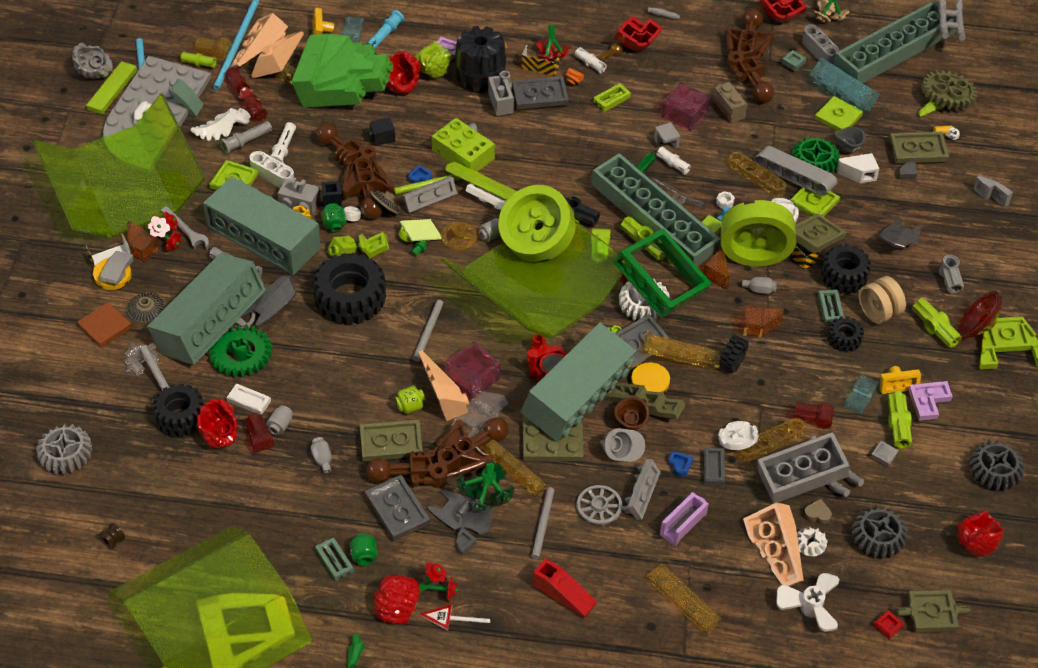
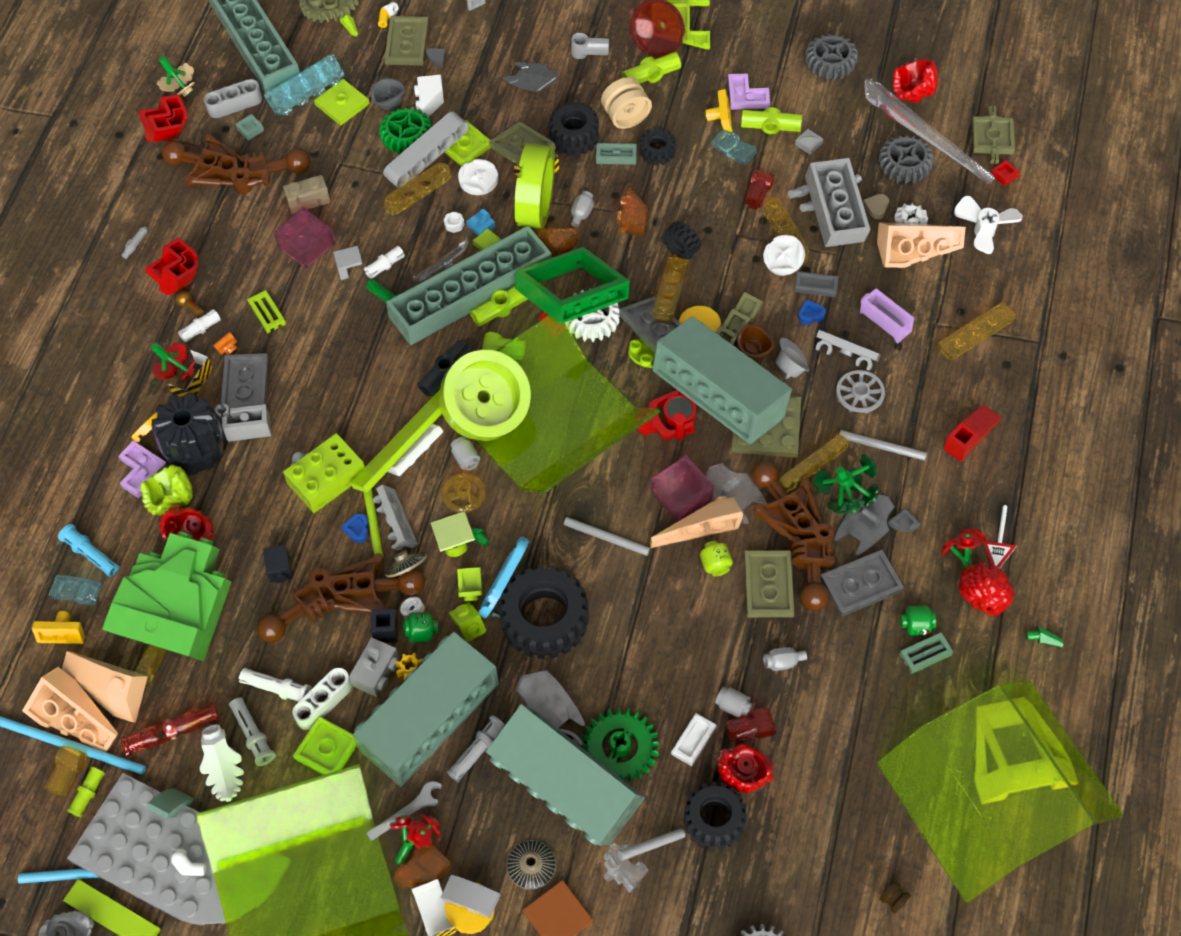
camera: 80 degrees left, 10 degrees up
(388, 261) = (503, 577): none -> medium azure tile
(930, 526) = (901, 113): none -> clear animal

